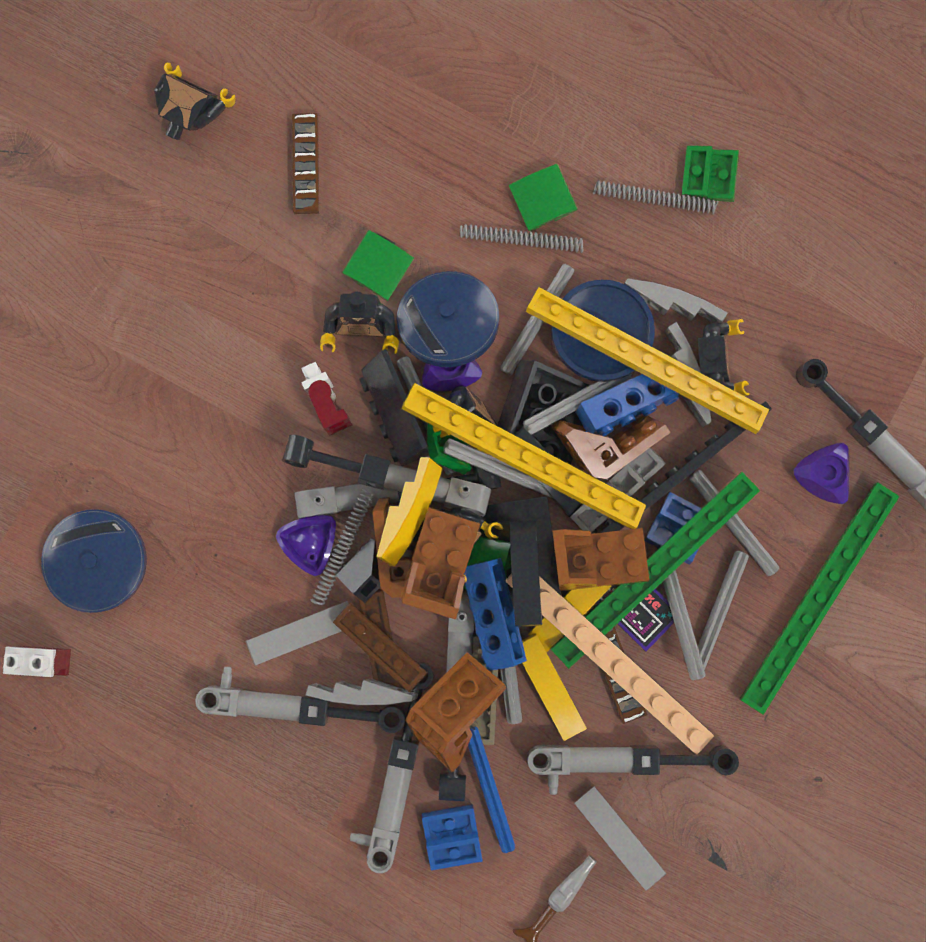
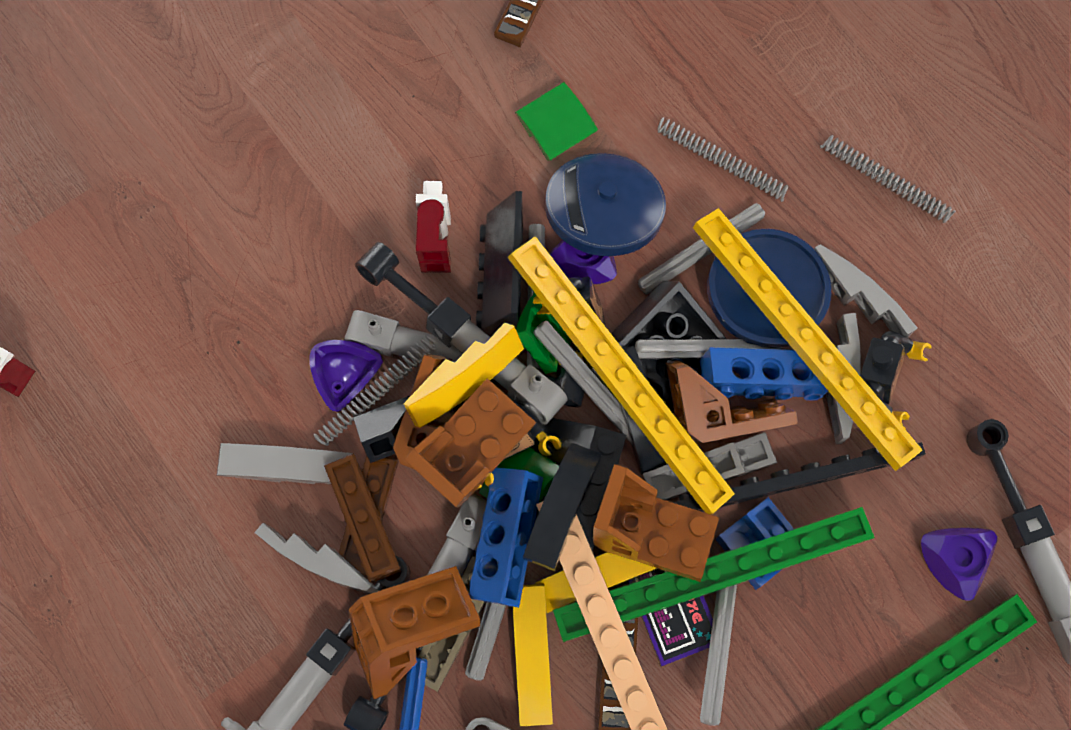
camera: 25 degrees right, 10 degrees down
(94, 561) = (108, 290): dark blue dish -> none
(303, 709) = (228, 538): light grey piece -> none
(360, 316) = (510, 160): black torso -> none
(543, 197) = (764, 127): green slope -> none
(710, 173) = (959, 179): green slope -> none
(721, 605) = (772, 655): light grey axle -> none
(737, 527) = (830, 574): light grey axle -> none

